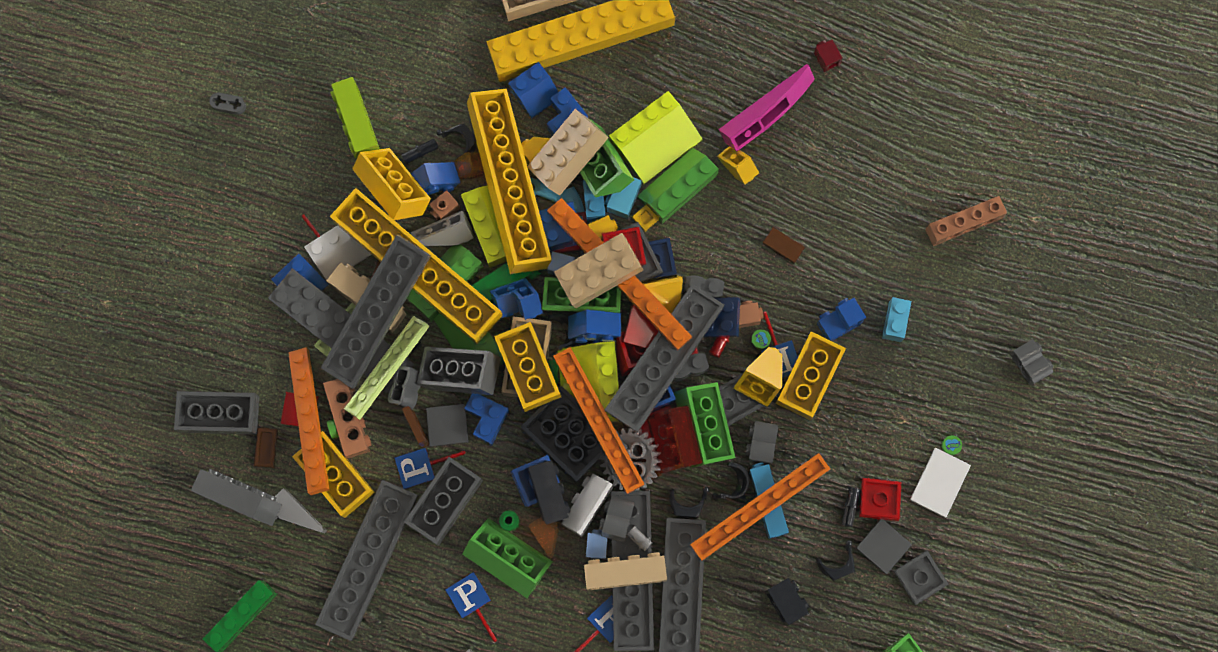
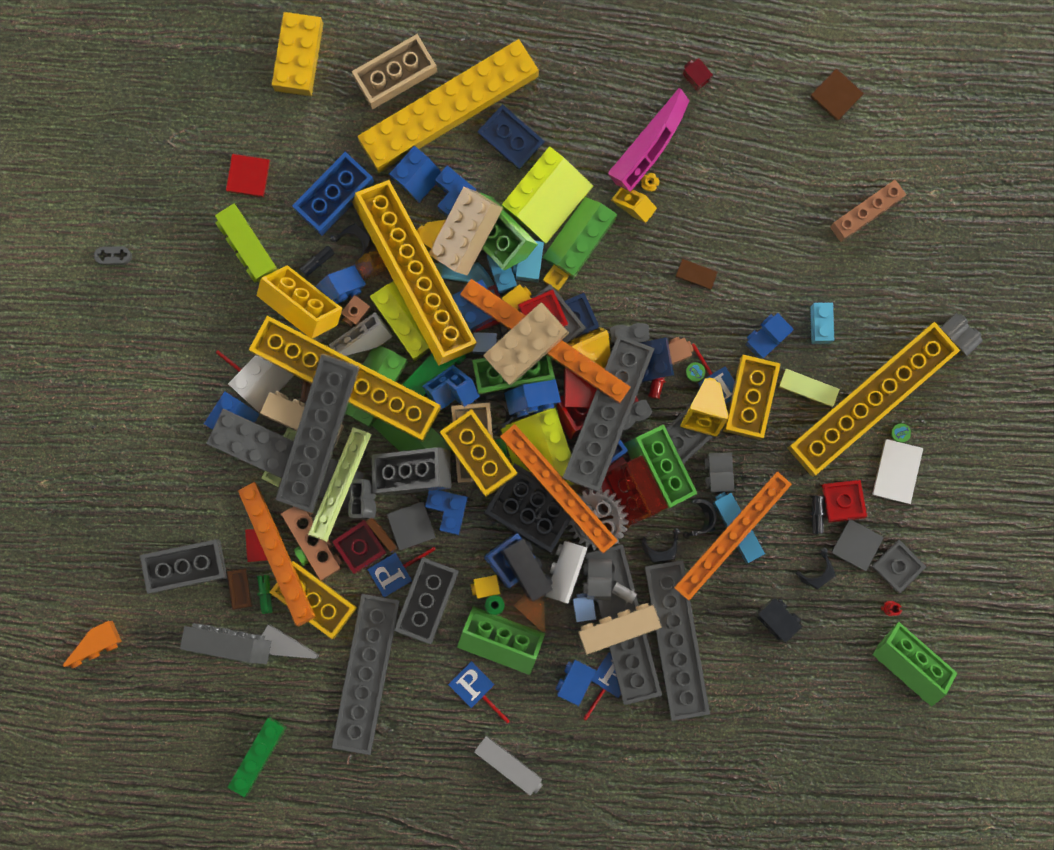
camera: 20 degrees left, 5 degrees up
(115, 465) = (96, 640): none -> orange slope
(288, 460) = (264, 595): none -> green axle
(374, 57) = (248, 175): none -> red tile
(391, 434) = (359, 547): none -> dark red brick
(449, 90) = (332, 193): none -> blue brick
(505, 501) = (485, 587): none -> yellow brick
(570, 615) = (575, 682): none -> blue brick
(634, 75) = (511, 137): none -> dark blue plate
(763, 147) = (650, 187): none -> yellow plate
(870, 380) = (809, 388): none -> yellowish green tile
(903, 616) = (891, 608): none -> red axle
(931, 405) = (873, 399): none -> yellow brick
(960, 104) = (836, 94): none -> reddish brown tile

